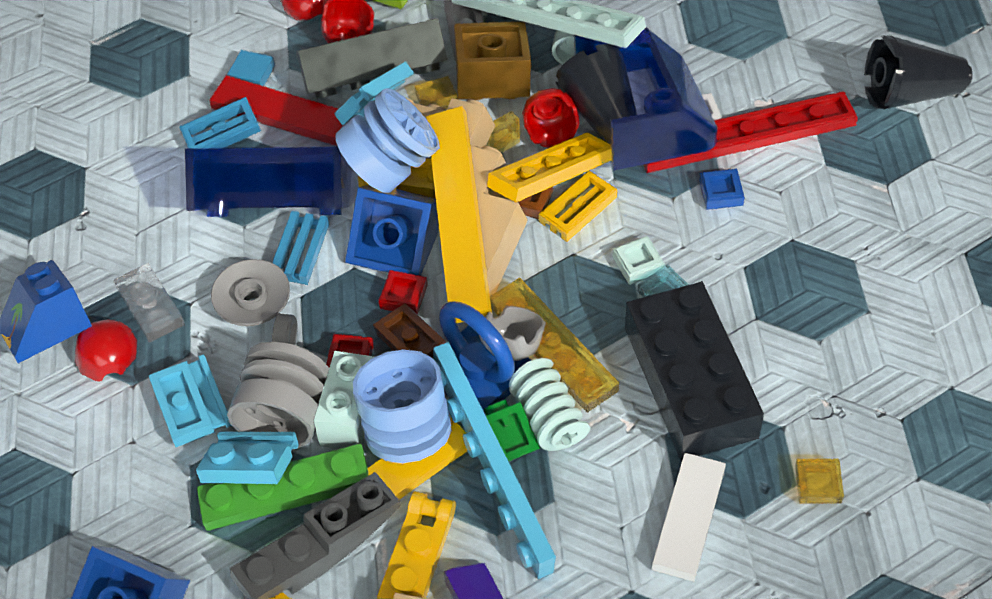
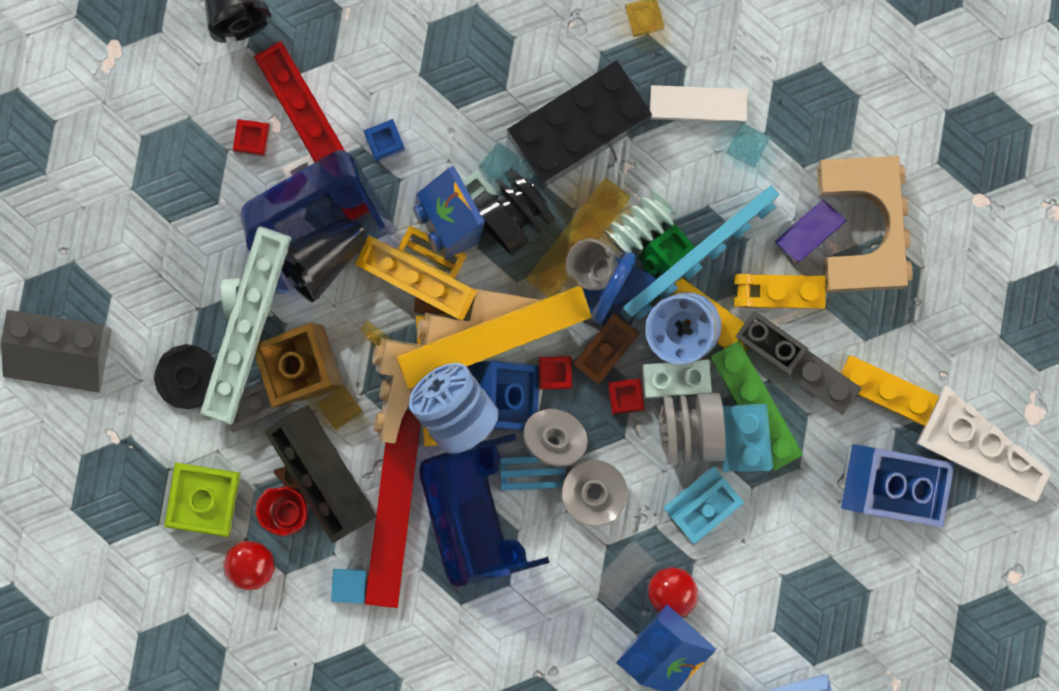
camera: 110 degrees left, 30 degrees up
(222, 133) = (410, 563): dark azure tile -> none
(285, 329) = (625, 451): dark grey tile -> none
(341, 257) = (559, 428): none -> light grey dish
(355, 105) = (370, 454): medium azure plate -> none
(550, 117) = (351, 297): red hair -> none
(600, 268) = (513, 211): none -> black wheel
(614, 213) = (449, 214): none -> blue slope
(620, 562) = (748, 145): none -> clear light blue plate
(752, 77) = (251, 137): none -> red tile

